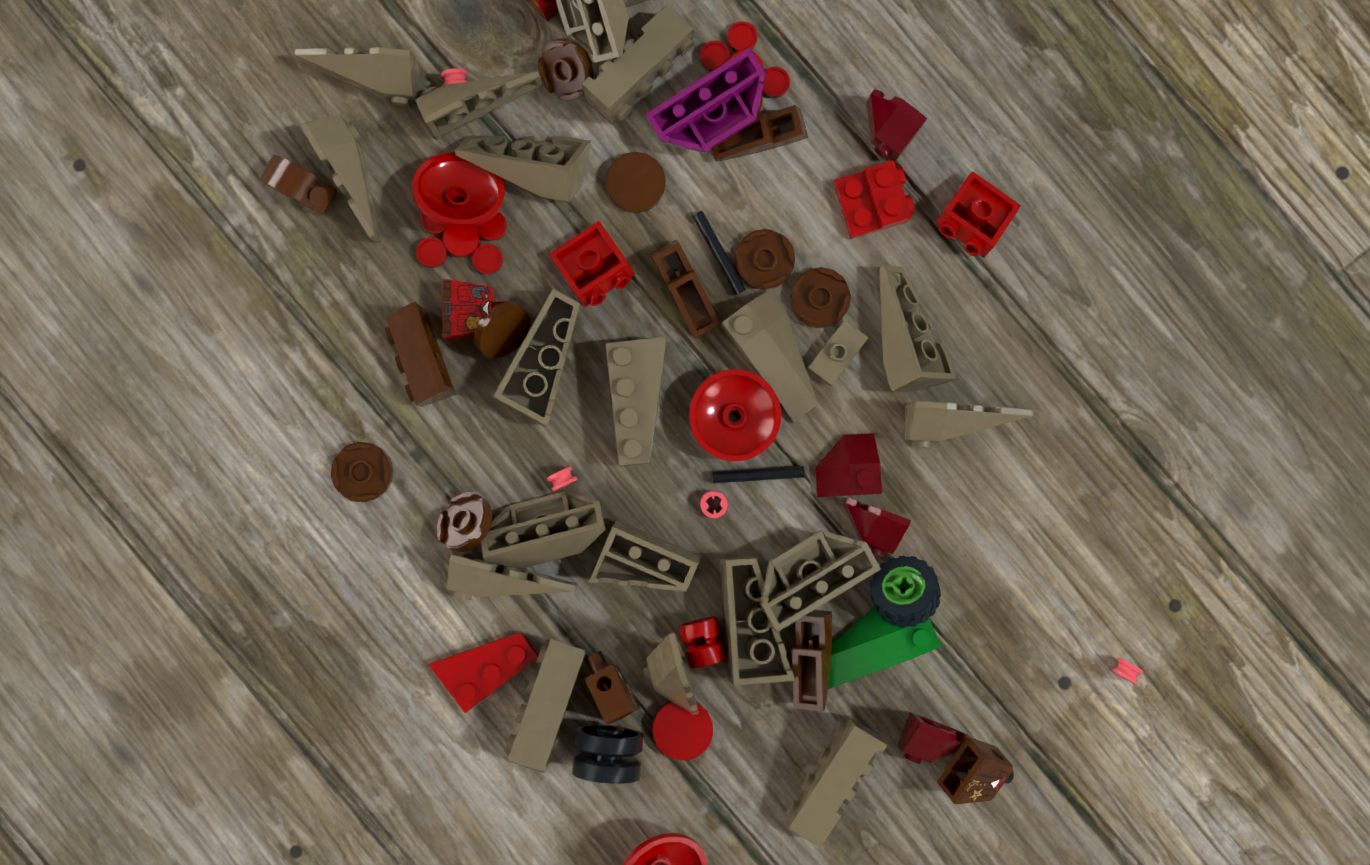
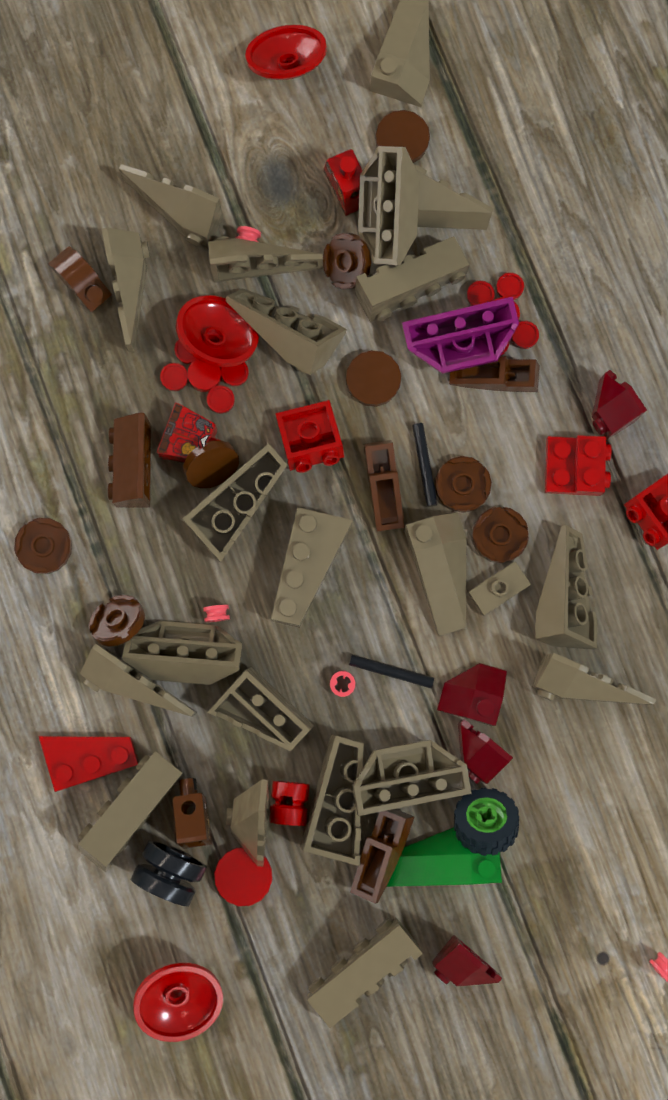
camera: 15 degrees right, 5 degrees down
(738, 392) = (404, 596): red dish -> none
(975, 773) = (494, 1010): reddish brown torso -> none

